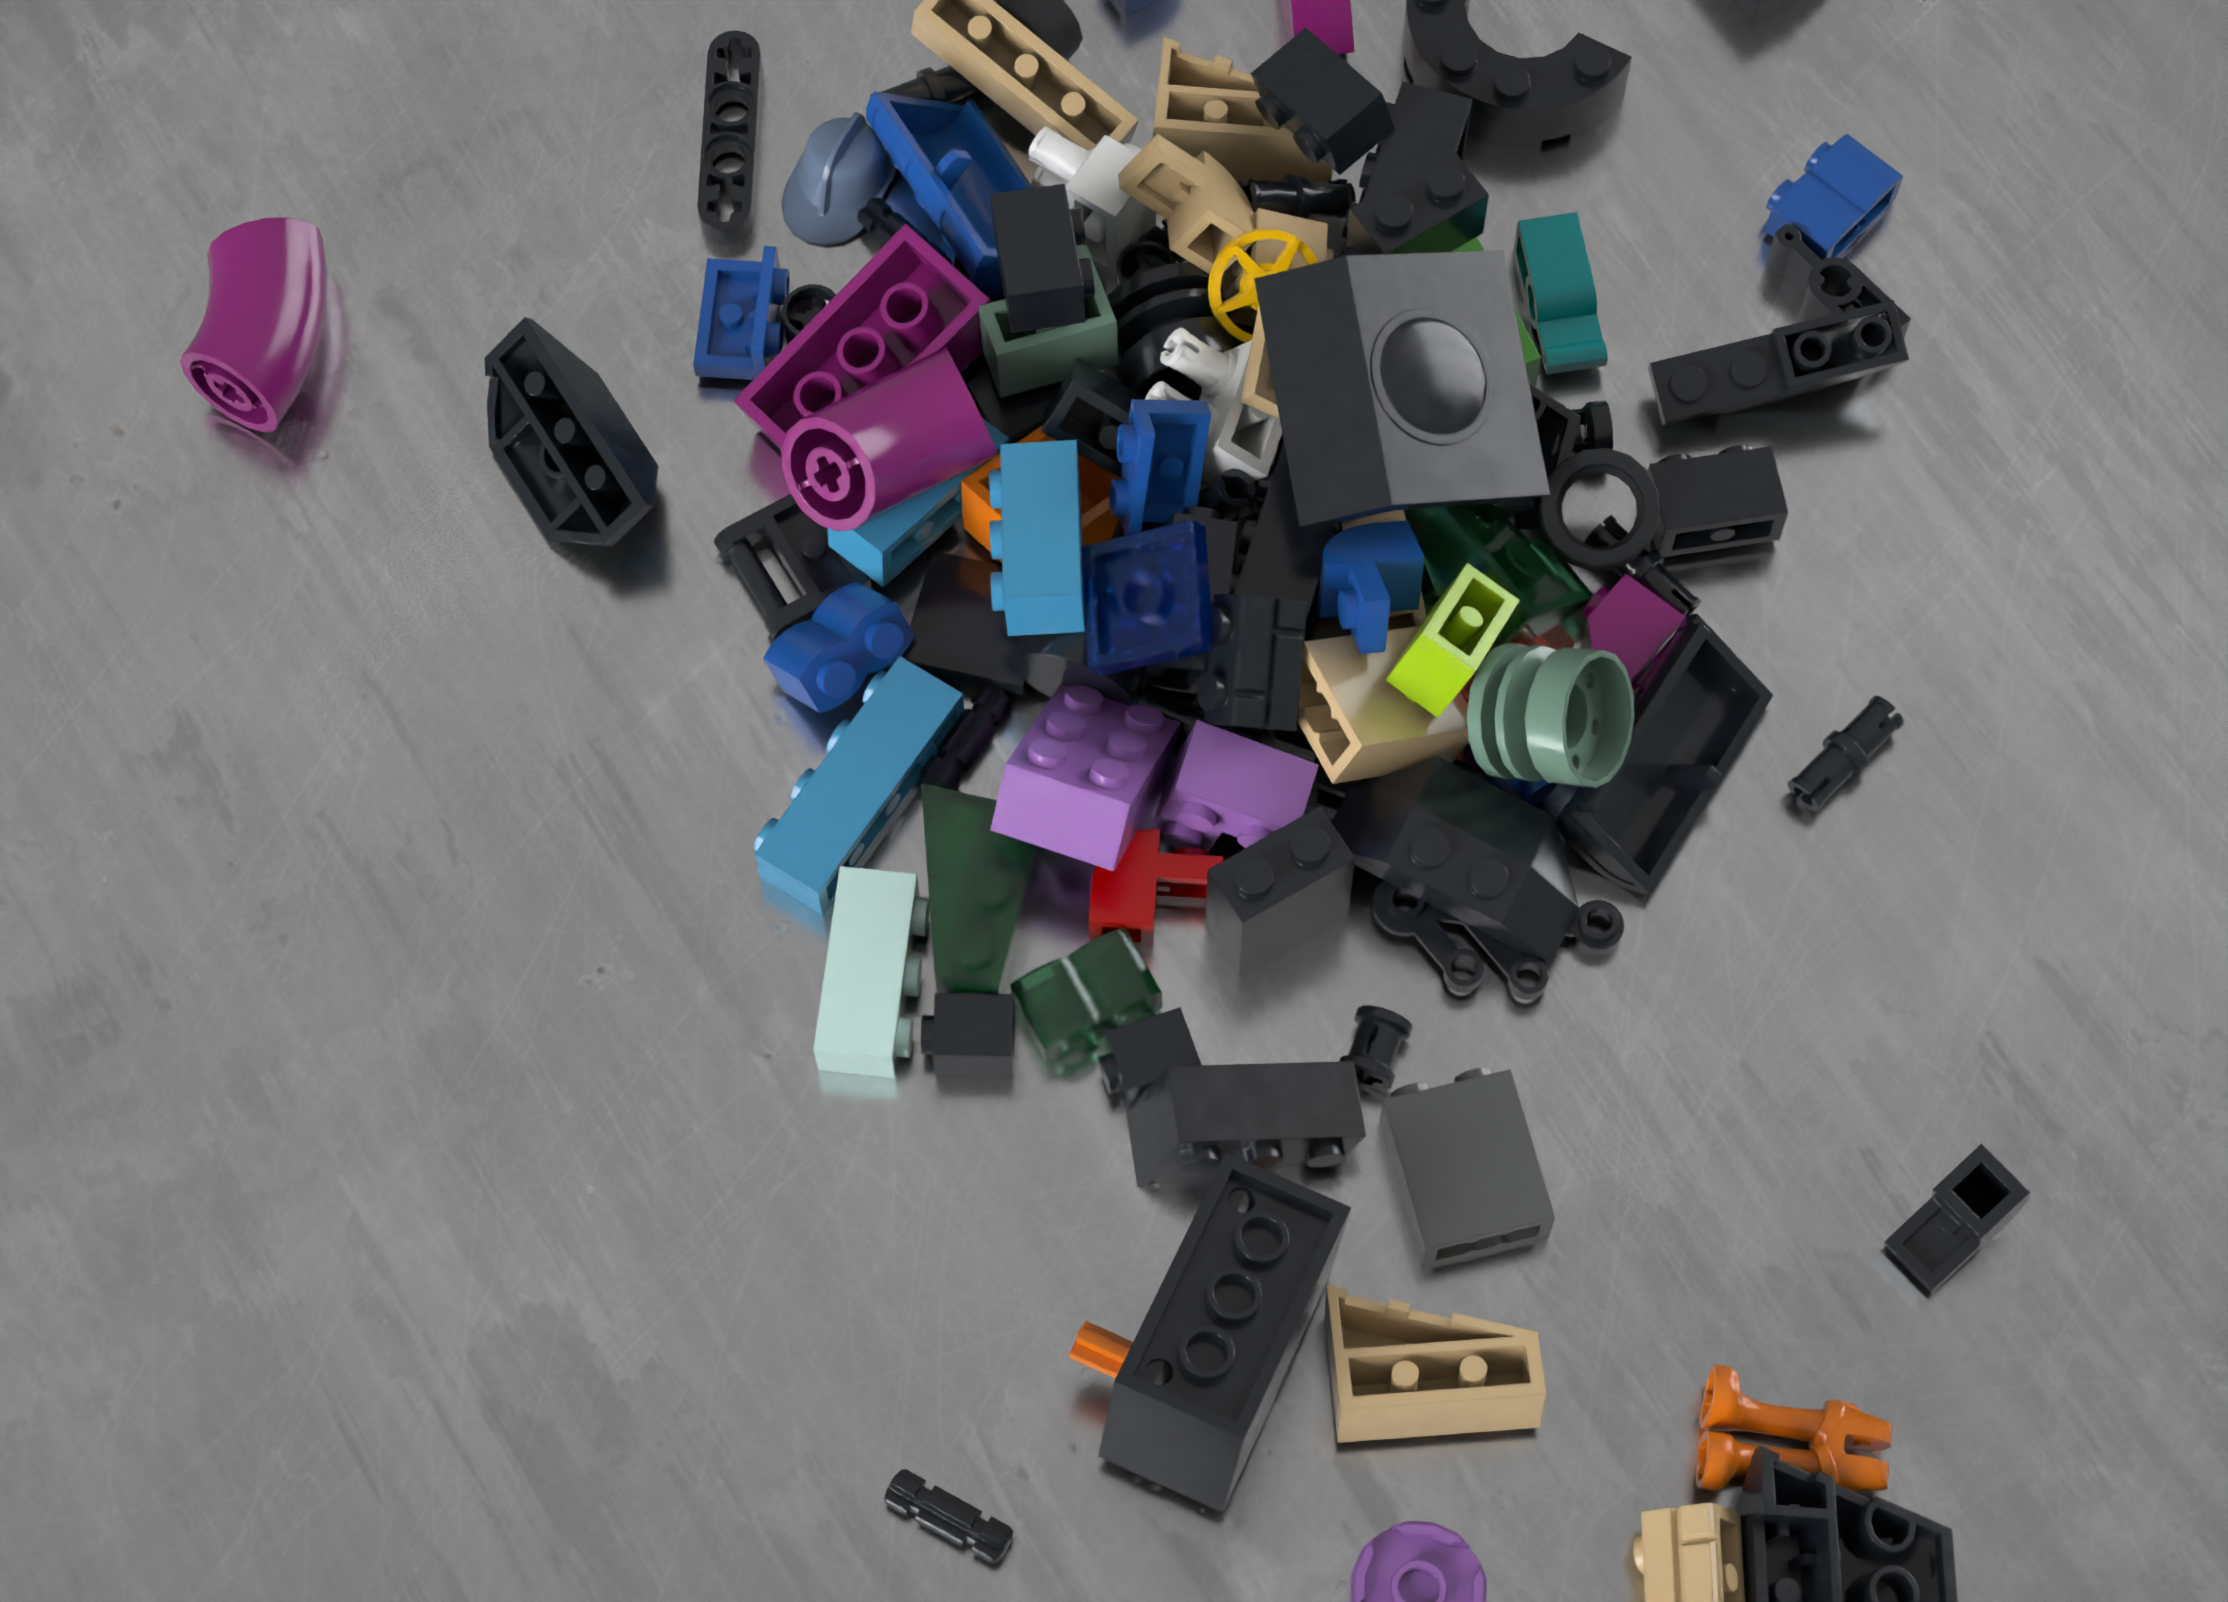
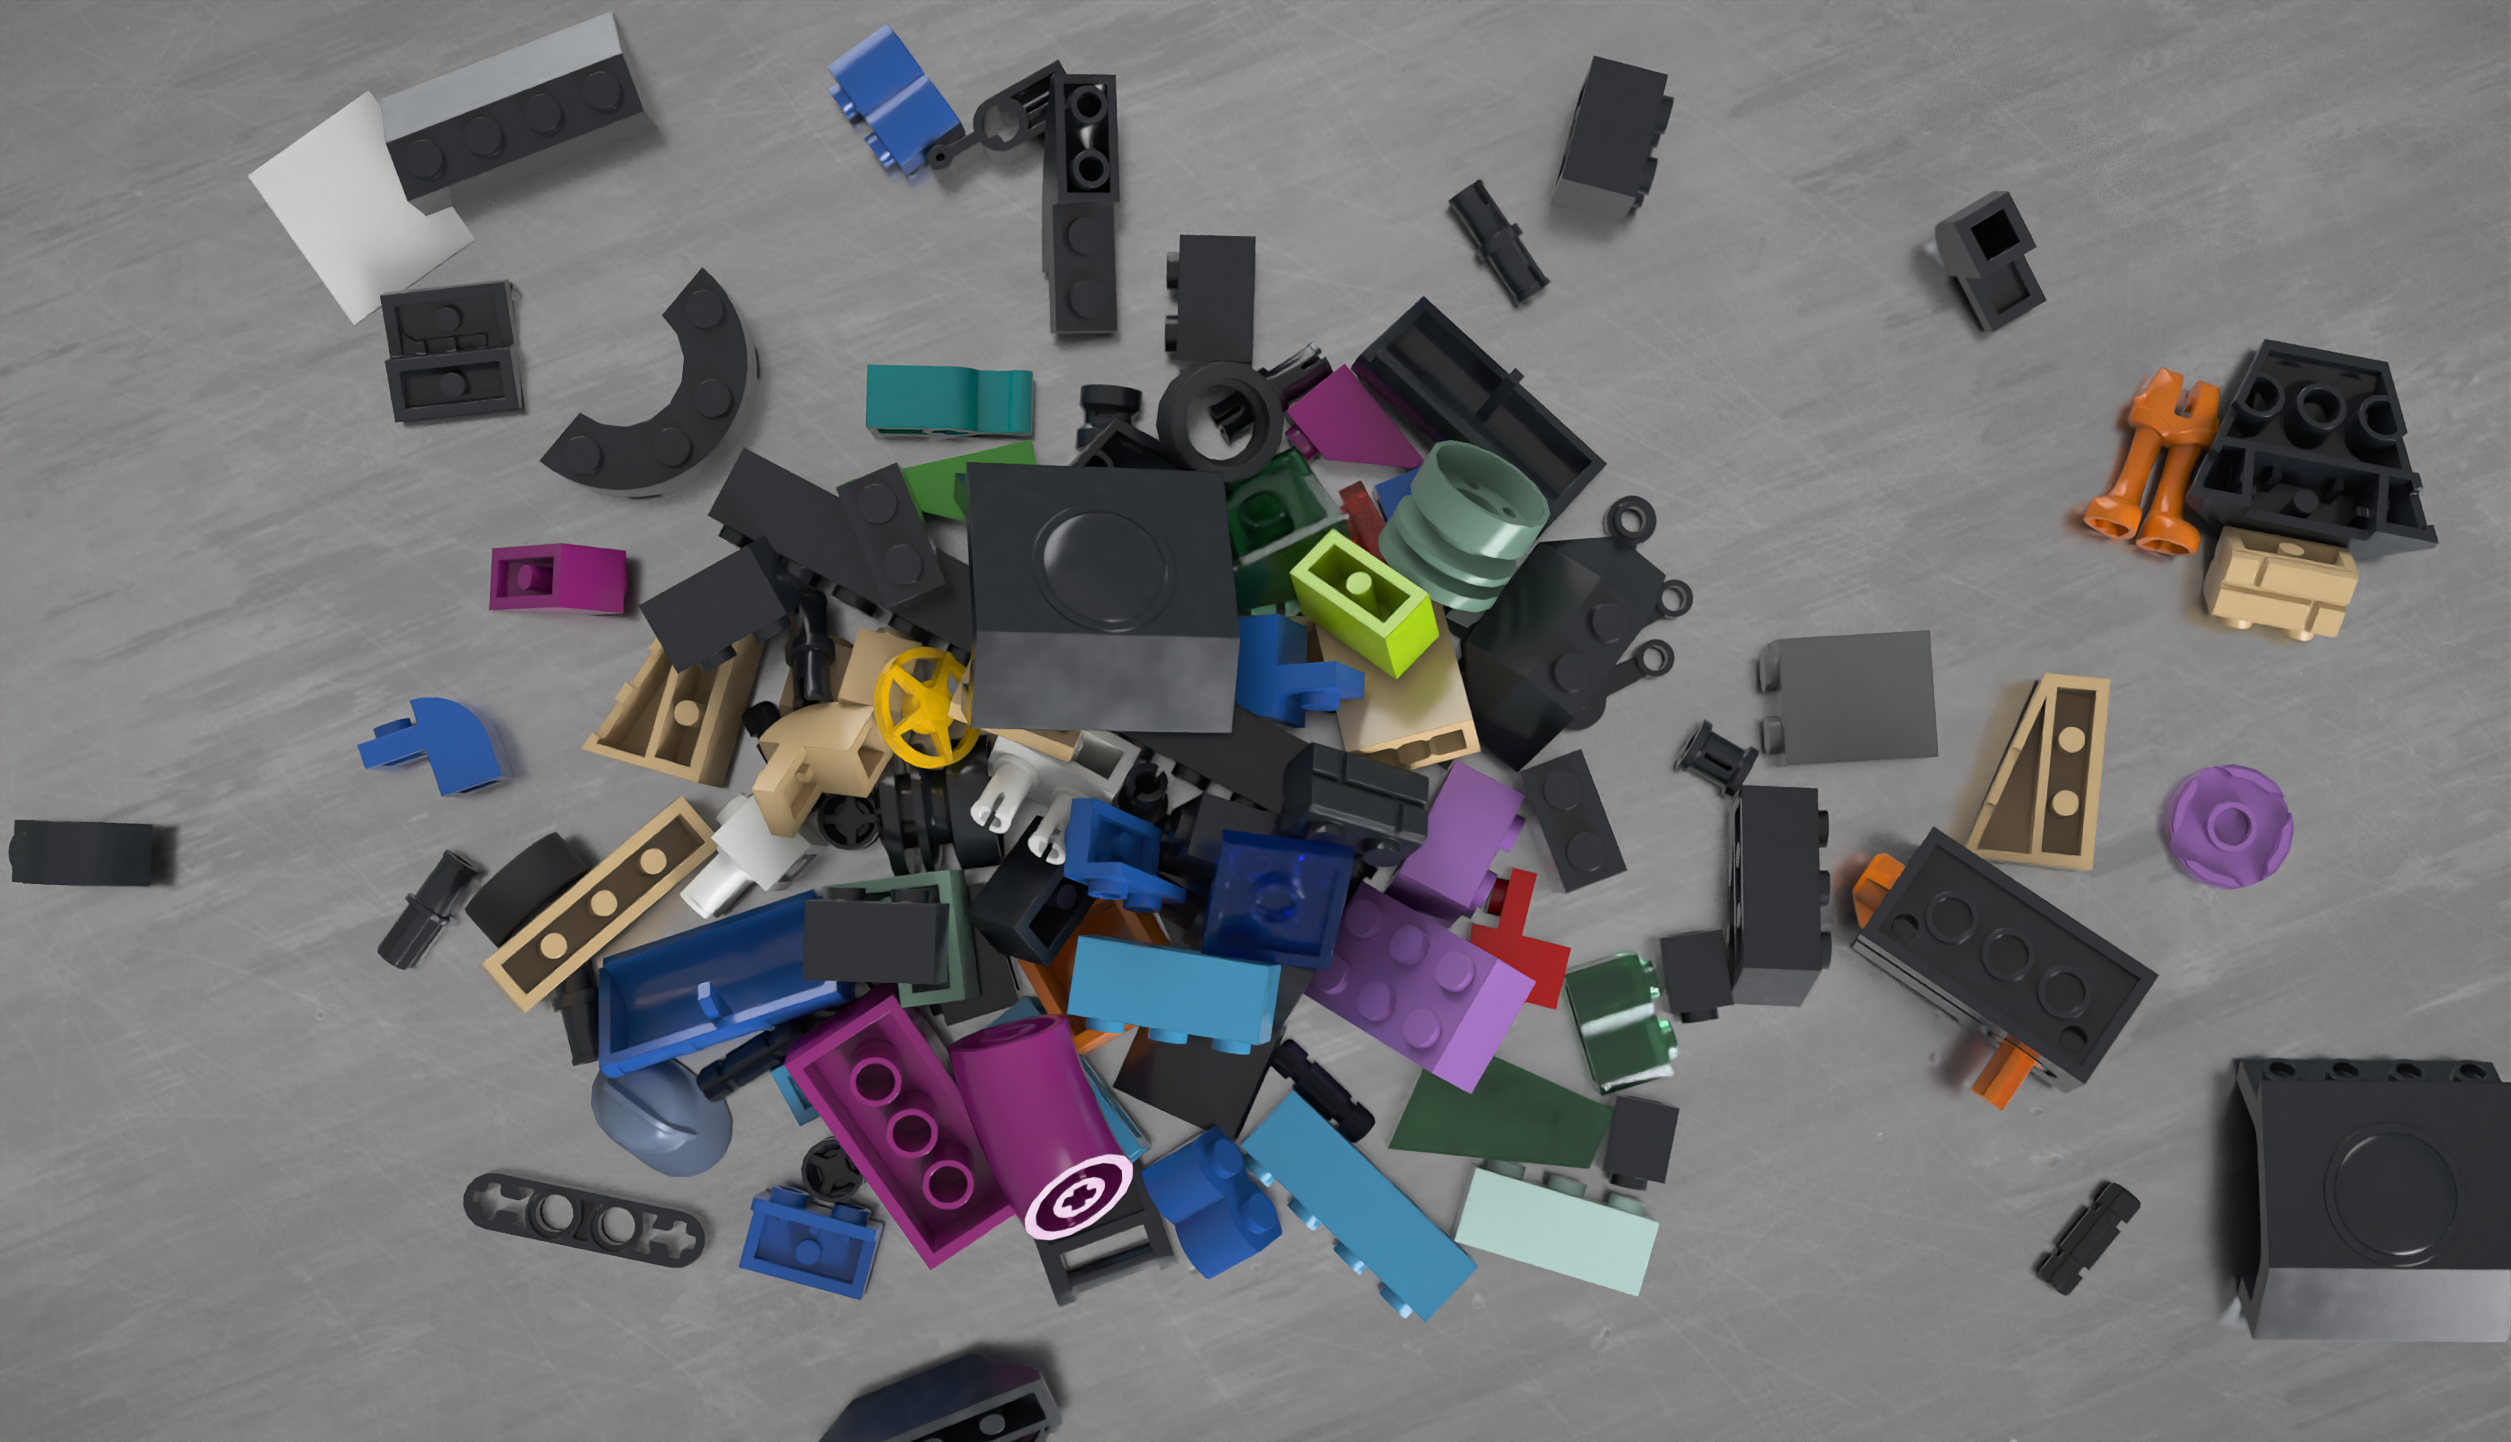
camera: 80 degrees left, 20 degrees up
(1974, 820) = (1609, 140): none -> black brick

